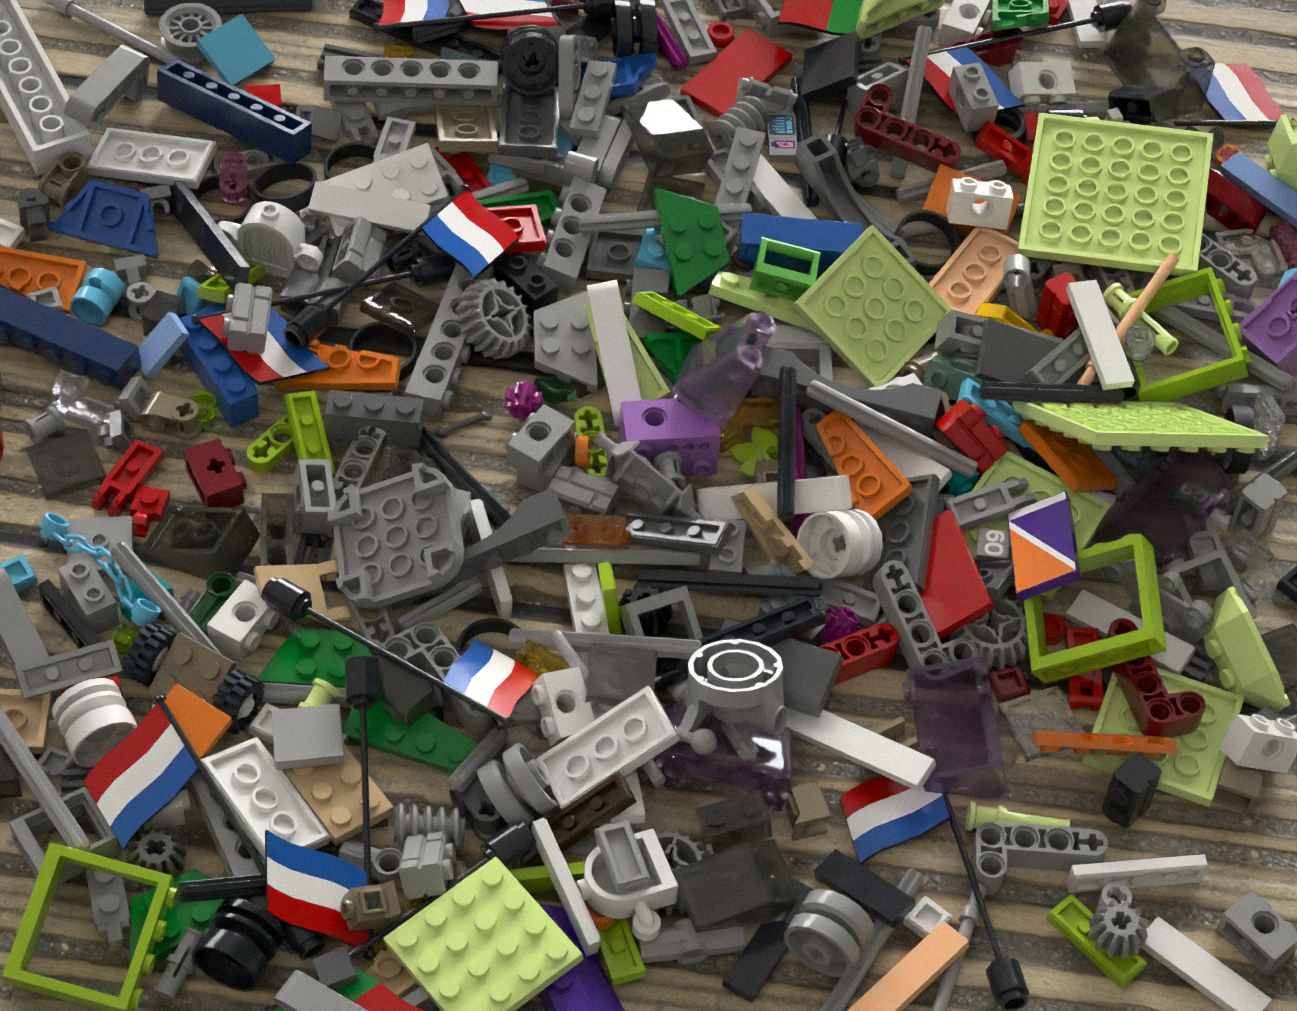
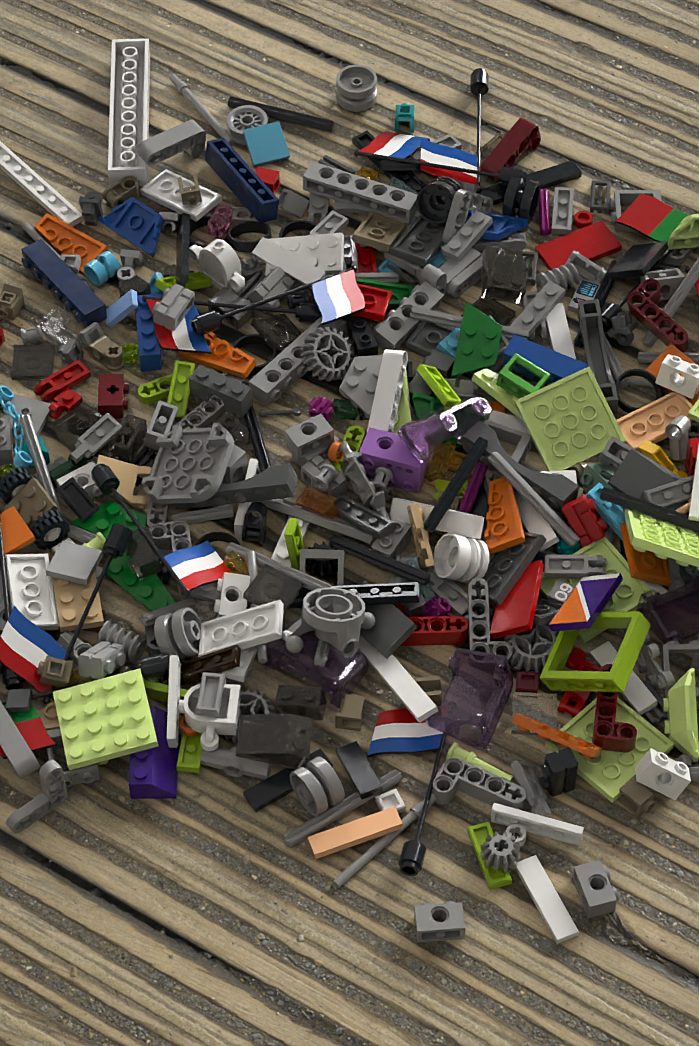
camera: 30 degrees right, 0 degrees up
(174, 151) = (190, 195): none -> dark tan window
(239, 543) = (95, 438): none -> light grey hinge
(255, 642) = (77, 499): none -> black tile
(528, 594) = (255, 527): none -> black piece
(593, 492) = (323, 479): none -> light grey bush
(1084, 813) = (529, 781): none -> light grey hinge

